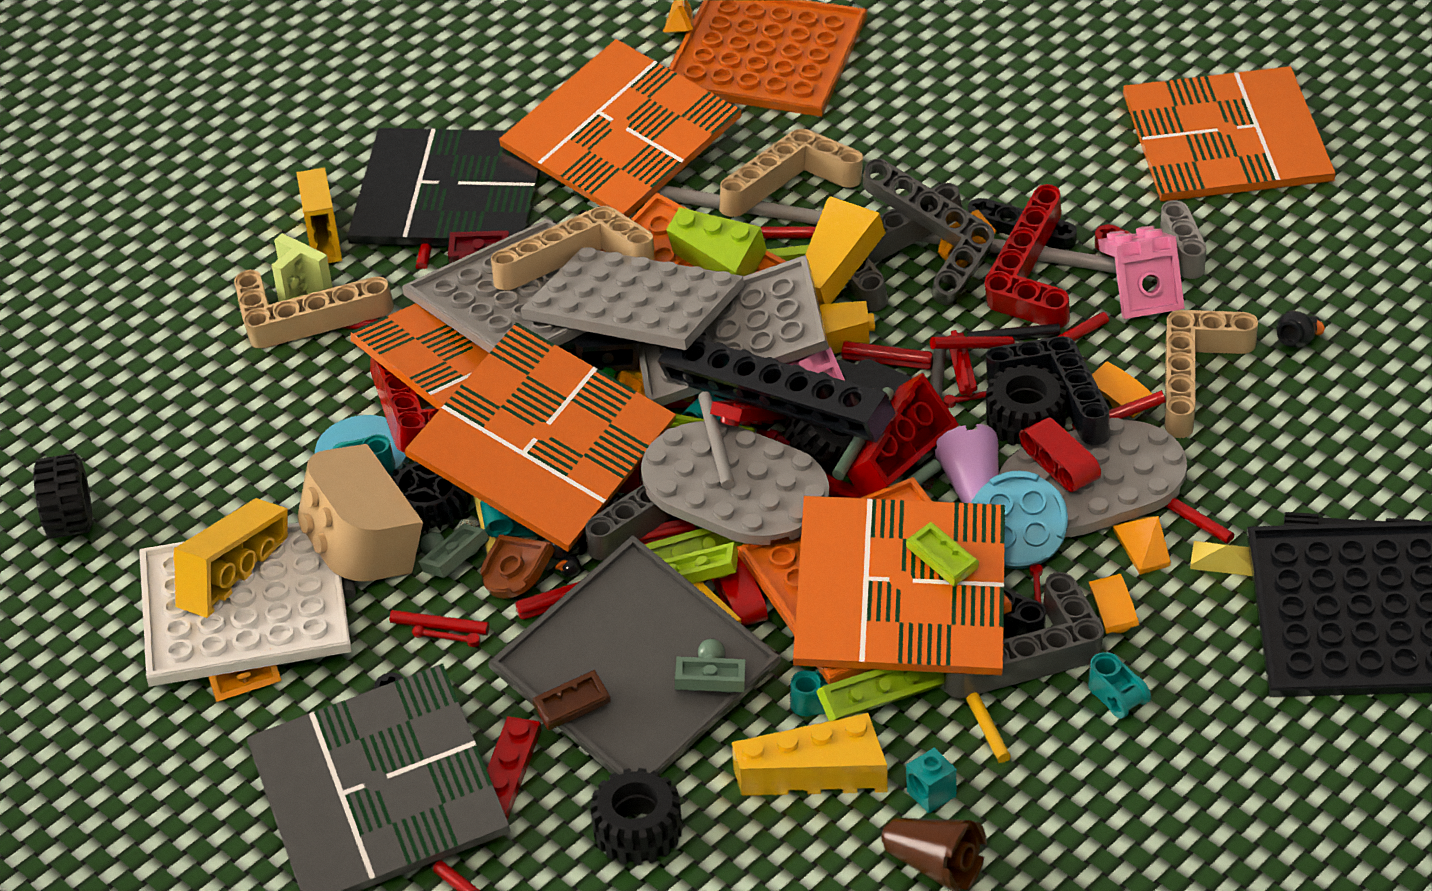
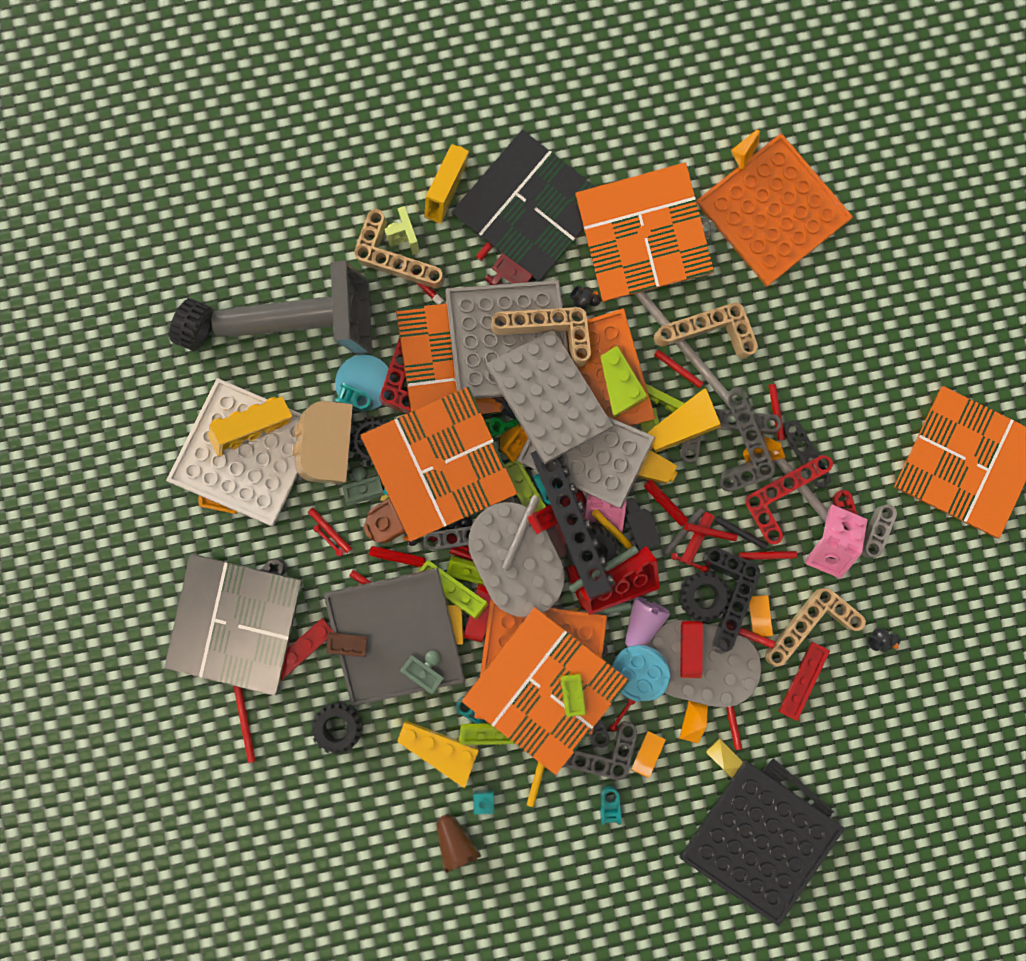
camera: 25 degrees right, 40 degrees up
(280, 361) = (345, 311): none -> dark grey piece
(1242, 422) = (804, 681): none -> red plate

